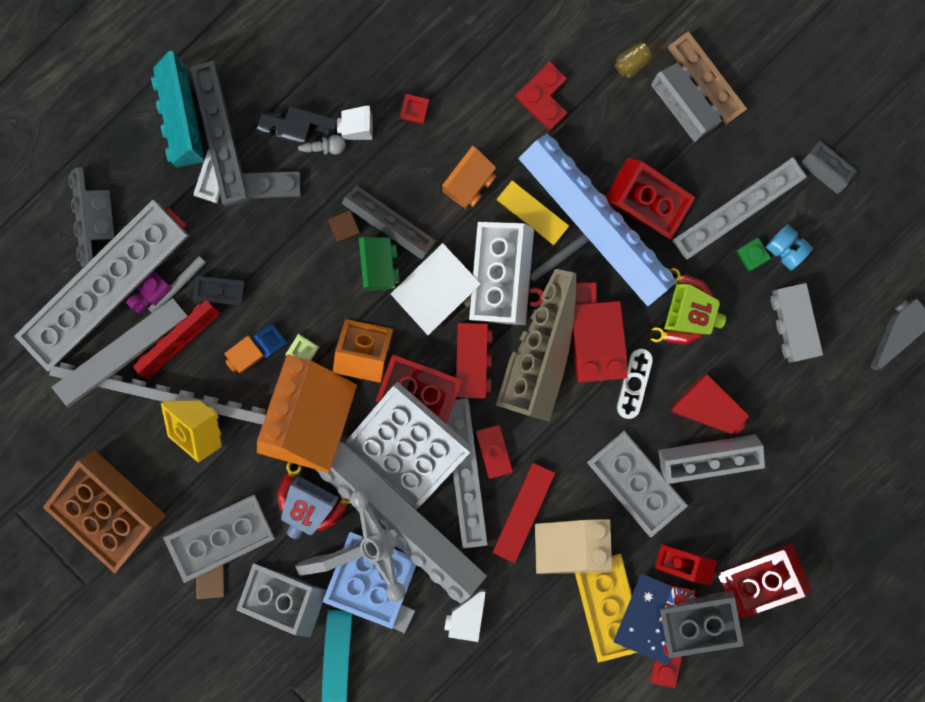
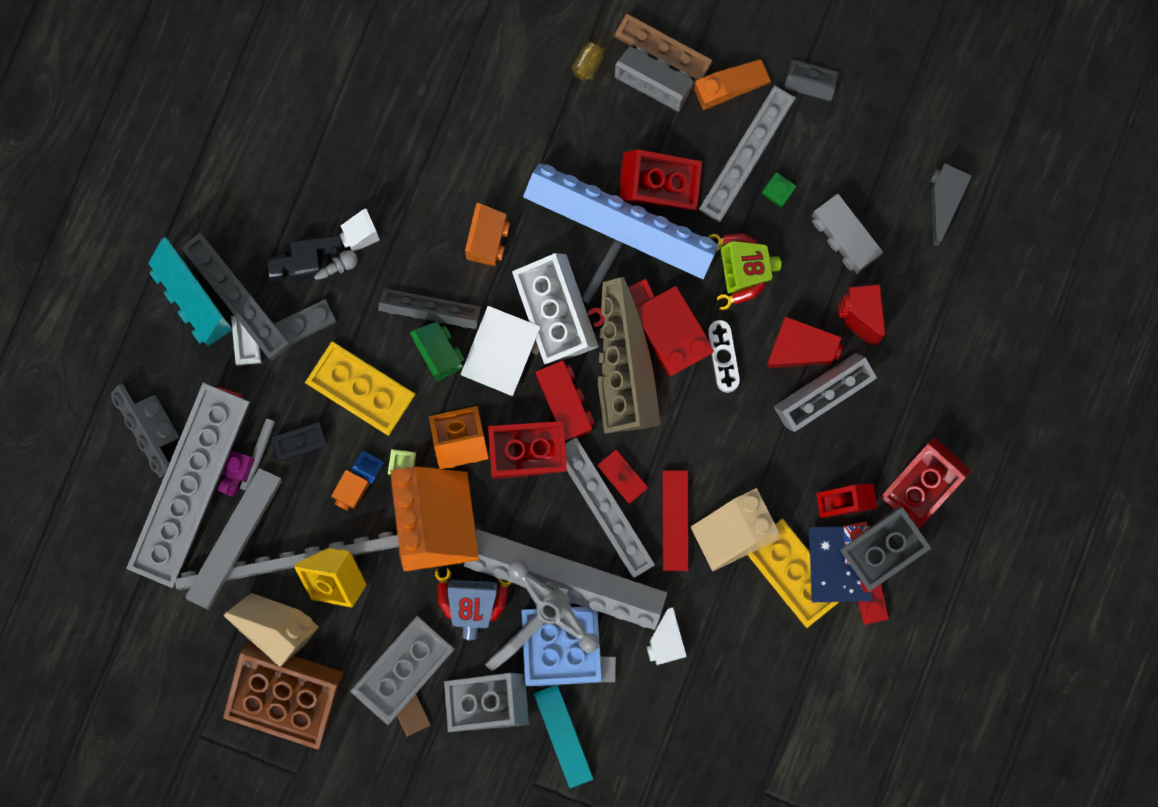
camera: 25 degrees left, 5 degrees down
(118, 446) = (272, 626): none -> tan slope
(176, 340) = (280, 504): red plate -> none
(295, 266) = (360, 388): none -> yellow tile
(343, 226) = (389, 331): reddish brown tile -> none
(408, 446) = (540, 503): light grey plate -> none
(414, 109) = (406, 195): red plate -> none
(532, 213) = (558, 241): yellow tile -> none
(537, 96) = (515, 134): red plate -> none
(637, 484) = (768, 447): light grey tile -> none
(753, 137) = (730, 83): none -> orange slope
(780, 404) = (863, 313): none -> red slope
(798, 248) = (804, 160): dark azure wheel -> none

